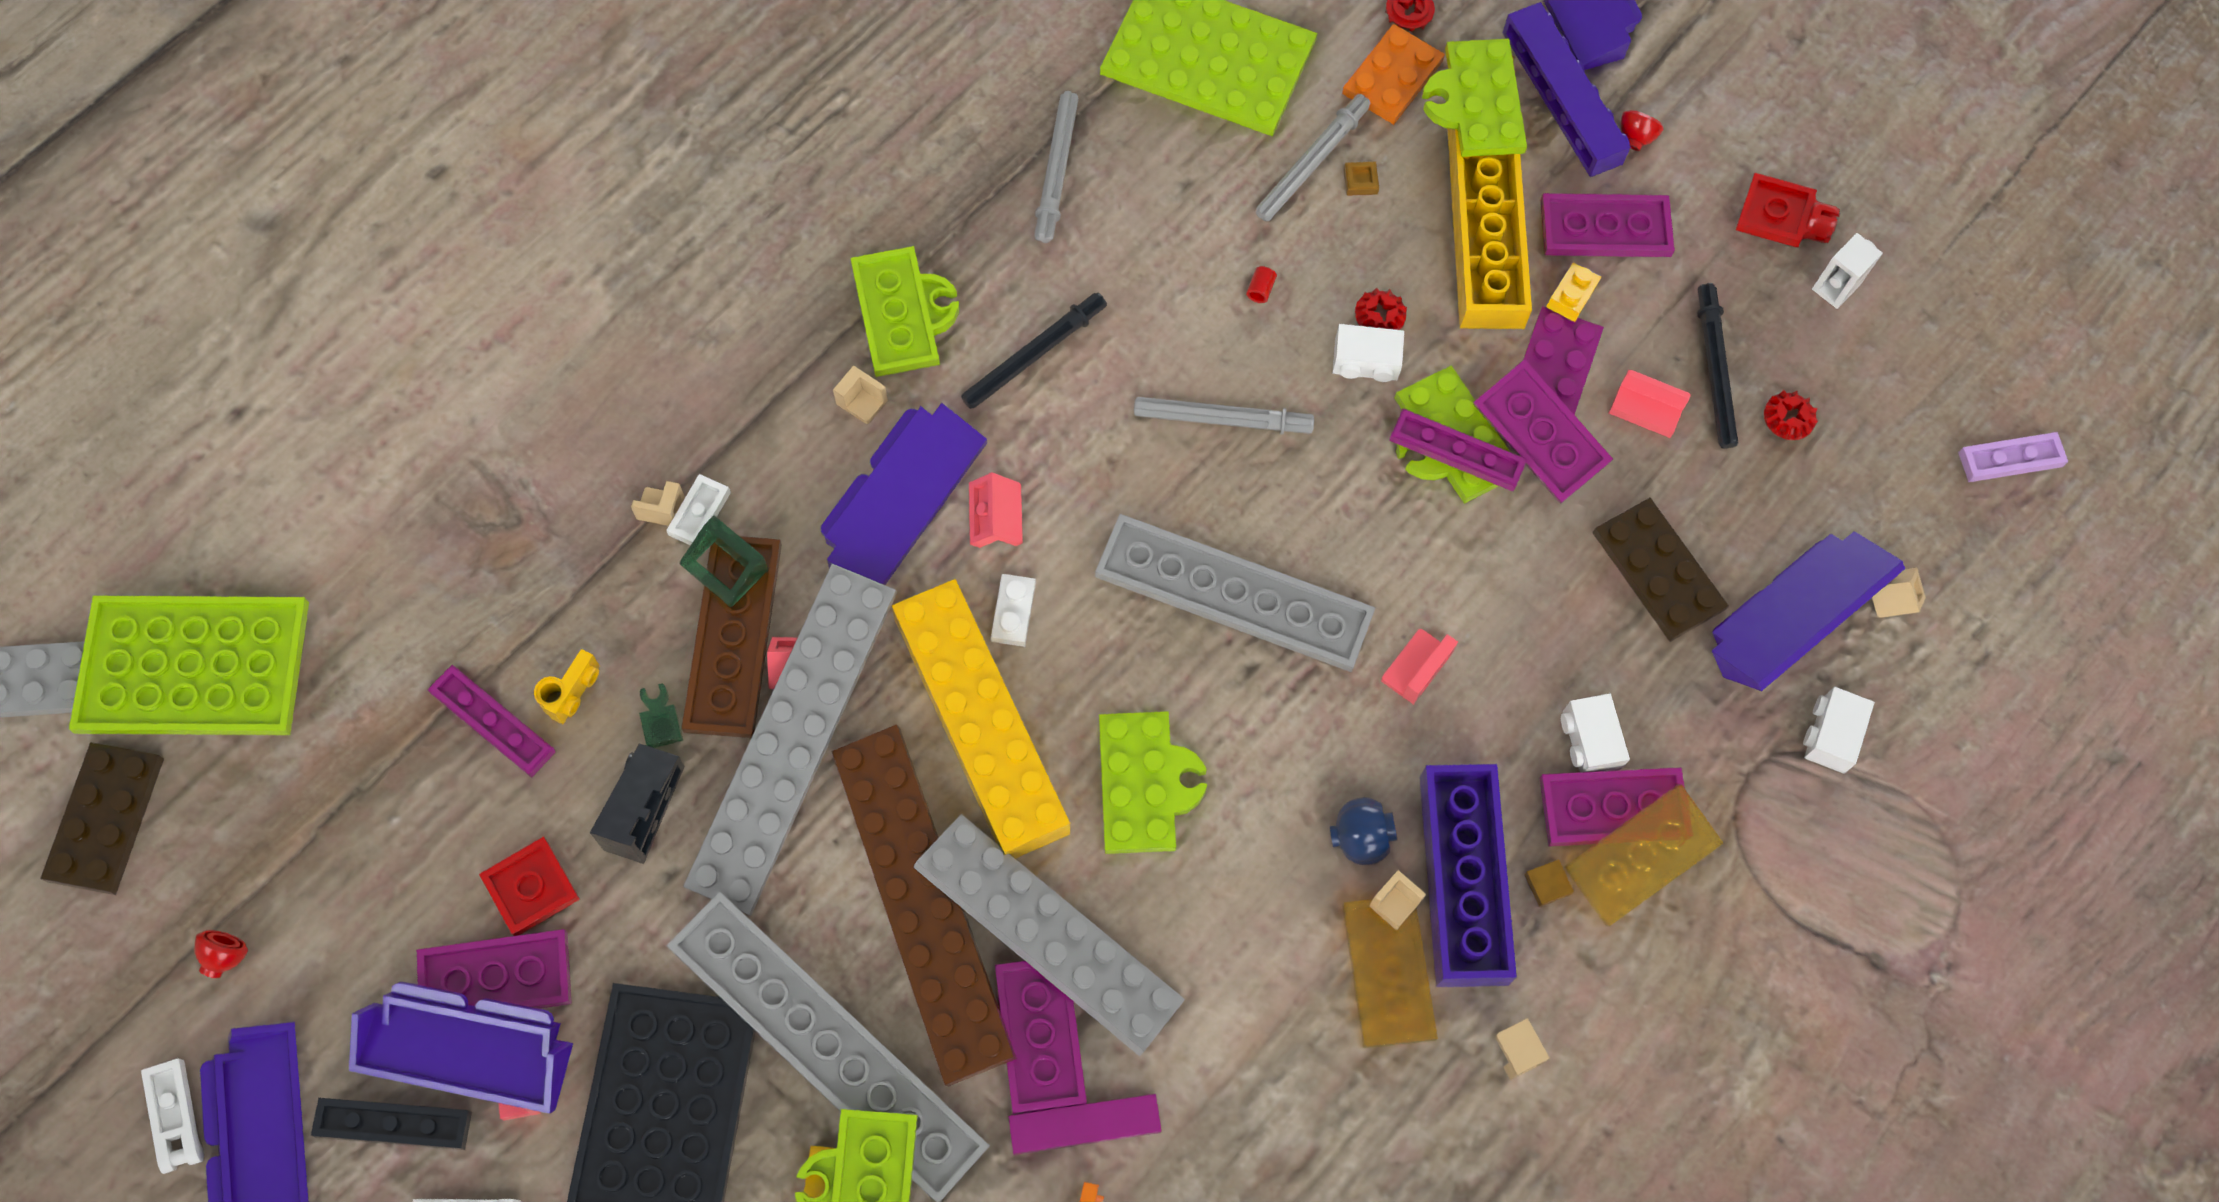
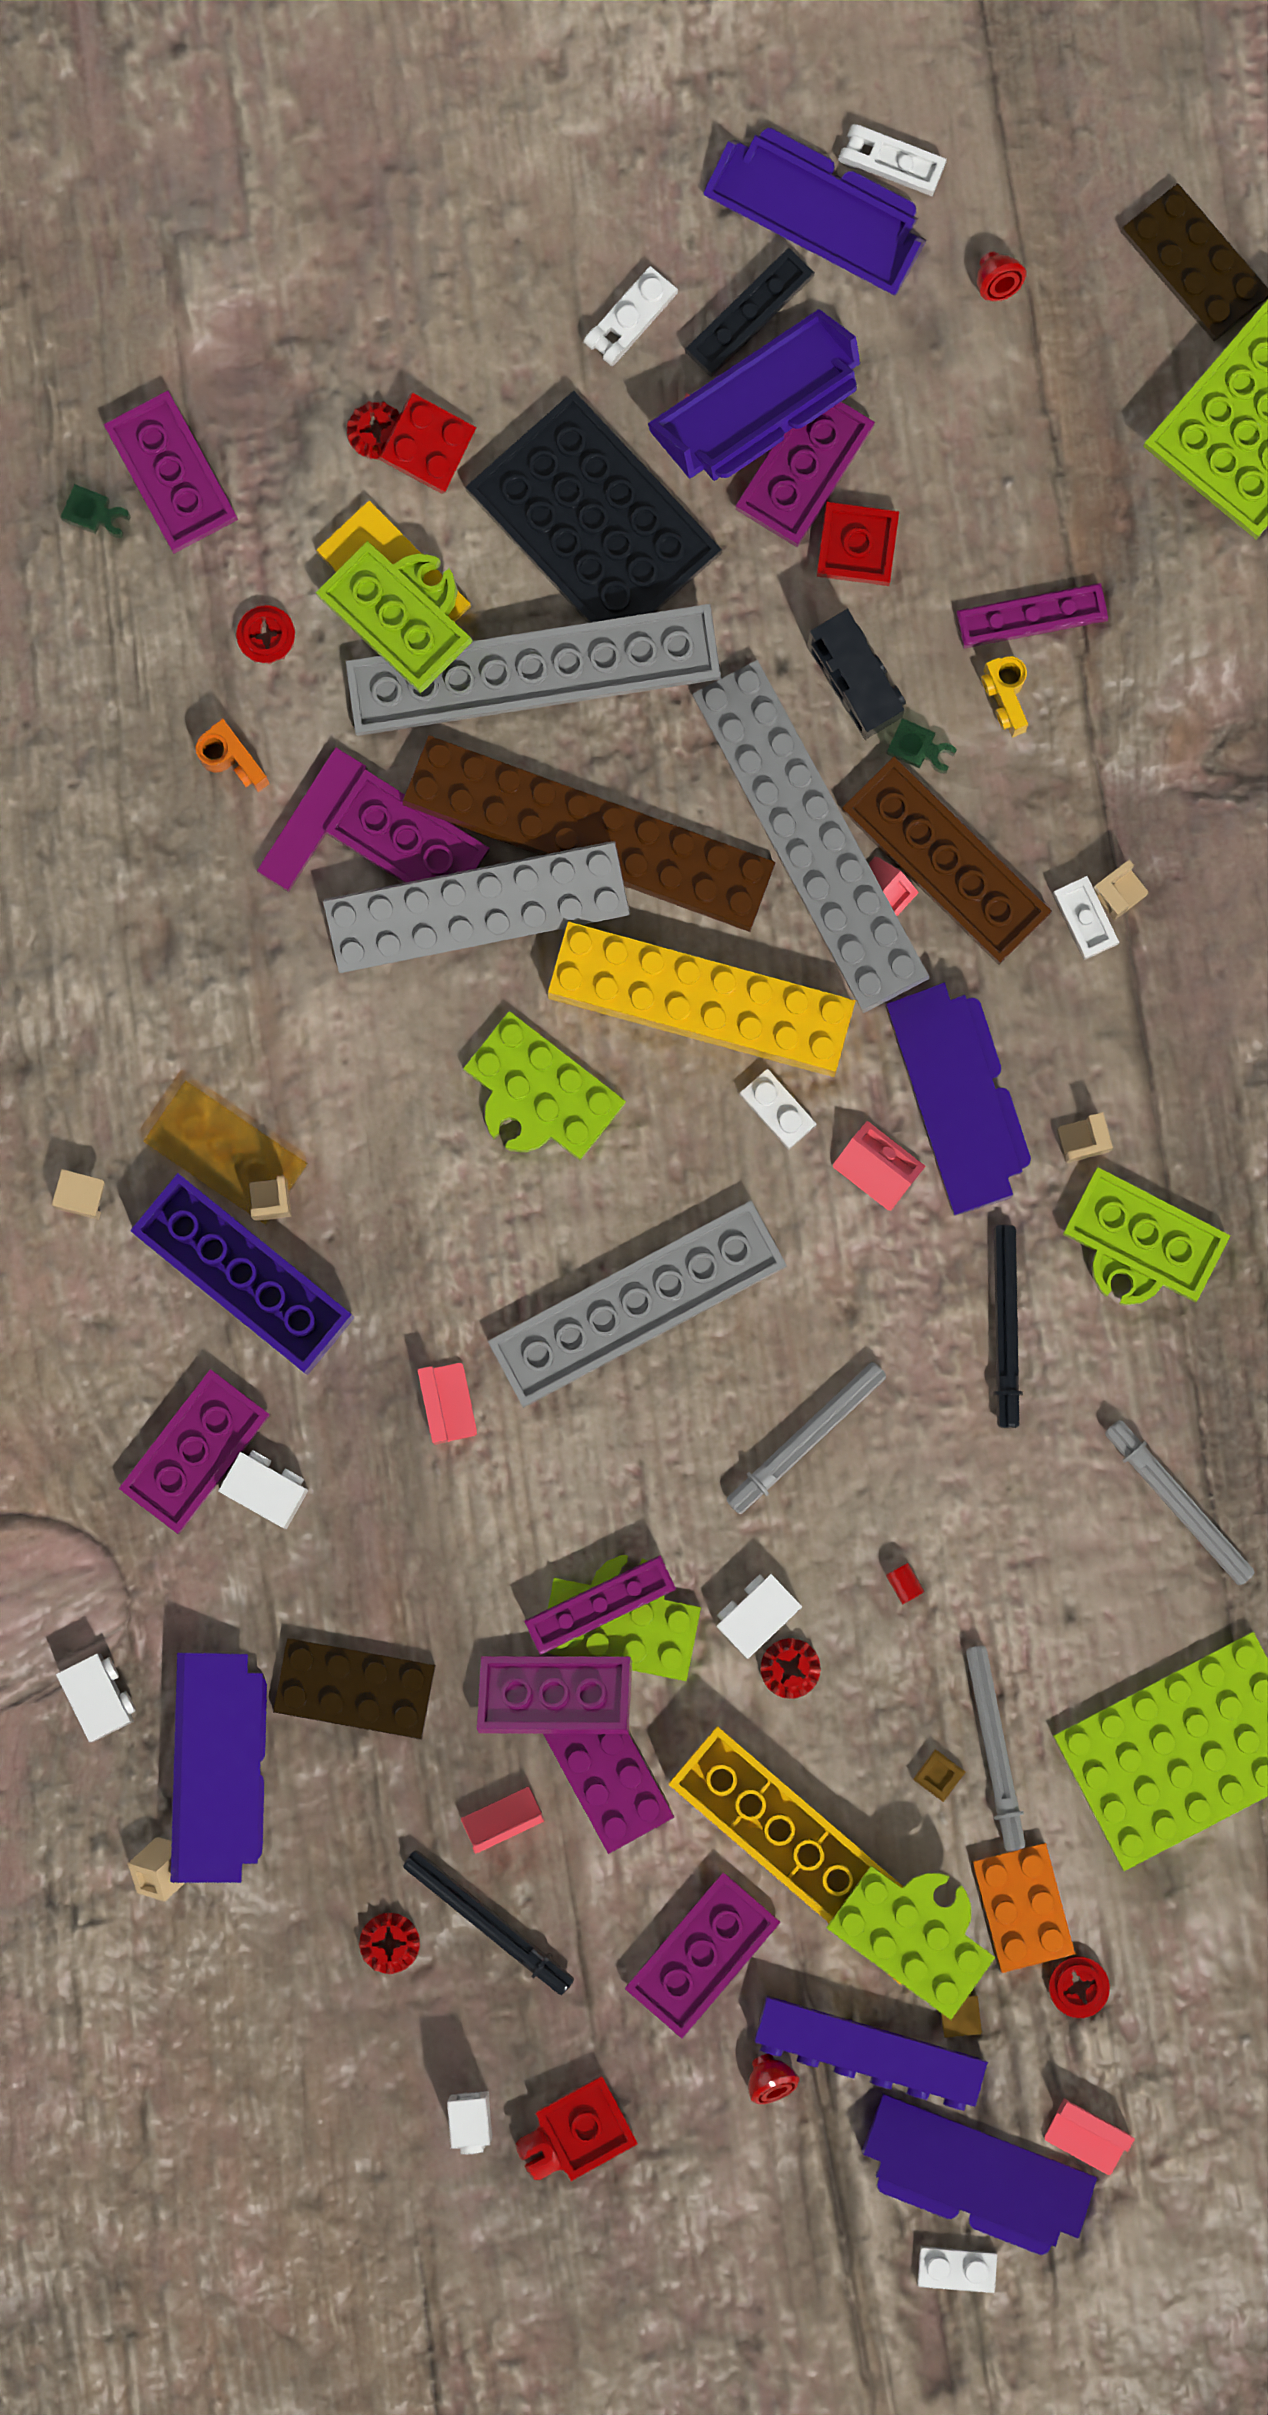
camera: 135 degrees right, 15 degrees up
(736, 547) = (1018, 914): clear green tile -> none
(1364, 831) = (347, 1228): dark blue plant -> none
(1549, 883) = (183, 1342): pearl gold tile -> none
(1573, 292) = (662, 1857): yellow plate -> none
(1643, 855) = (136, 1432): clear yellow tile -> none
(2013, 457) = (185, 2100): lavender plate -> none

